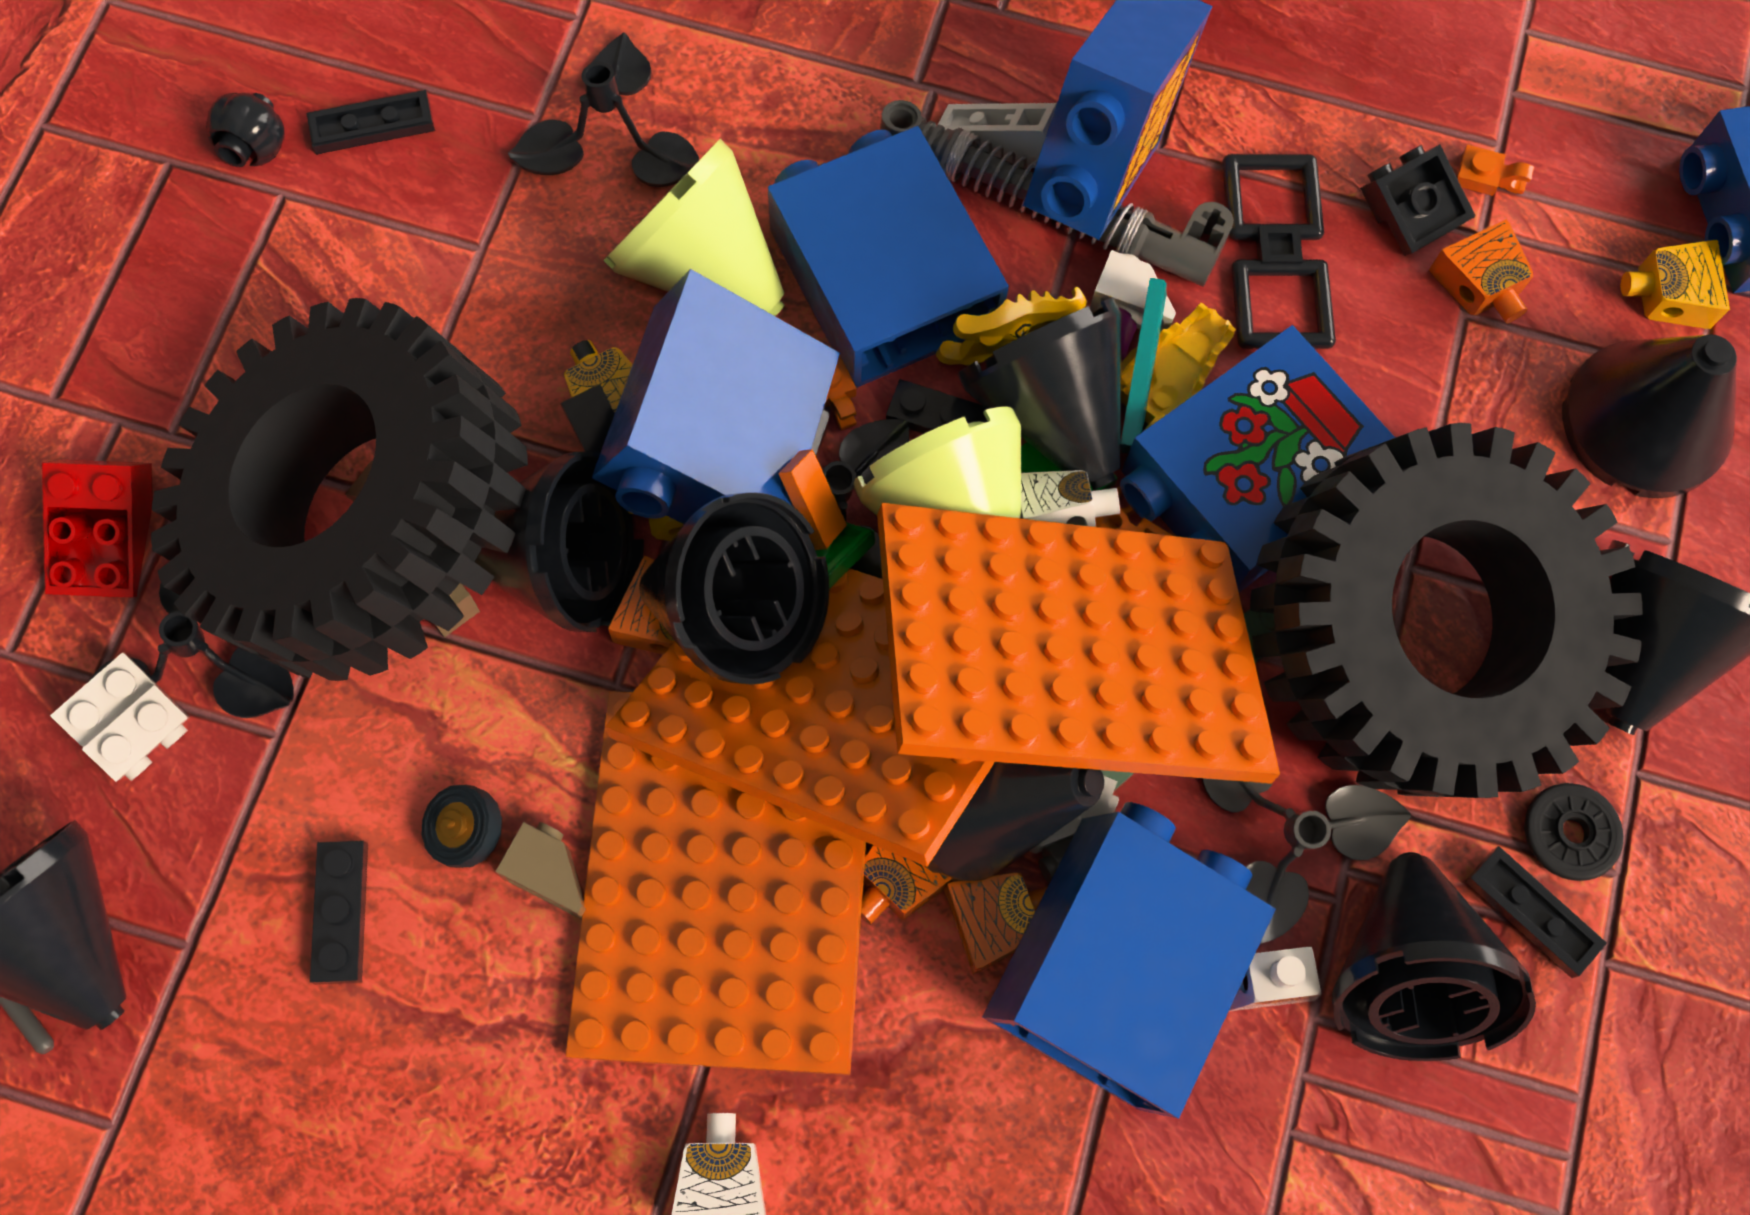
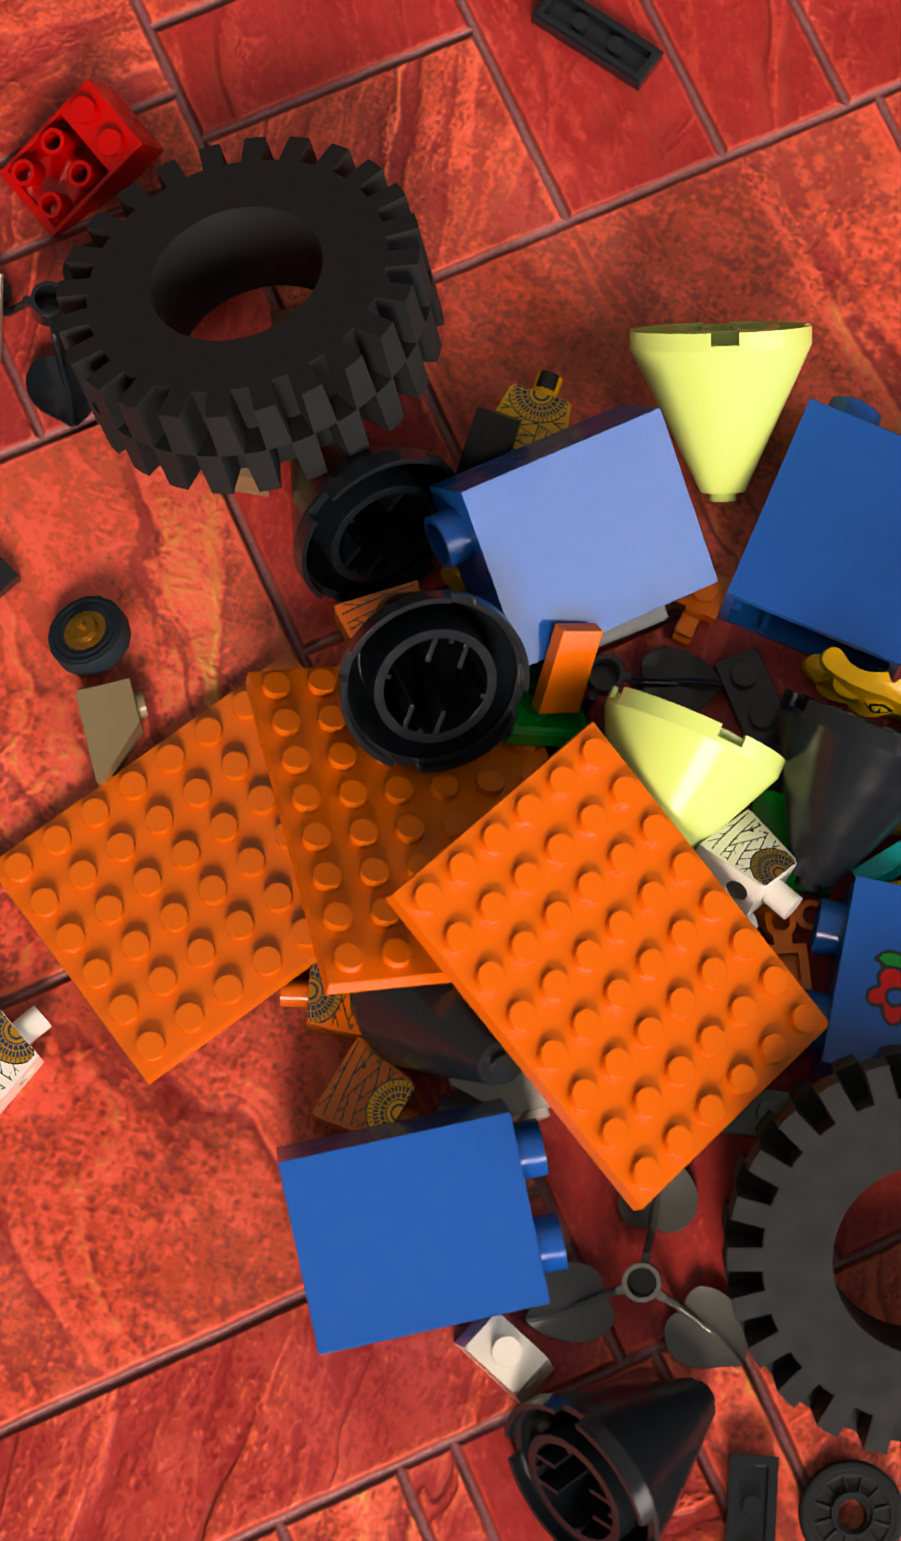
camera: 50 degrees right, 5 degrees up
(615, 71) = (827, 183): black plant -> none

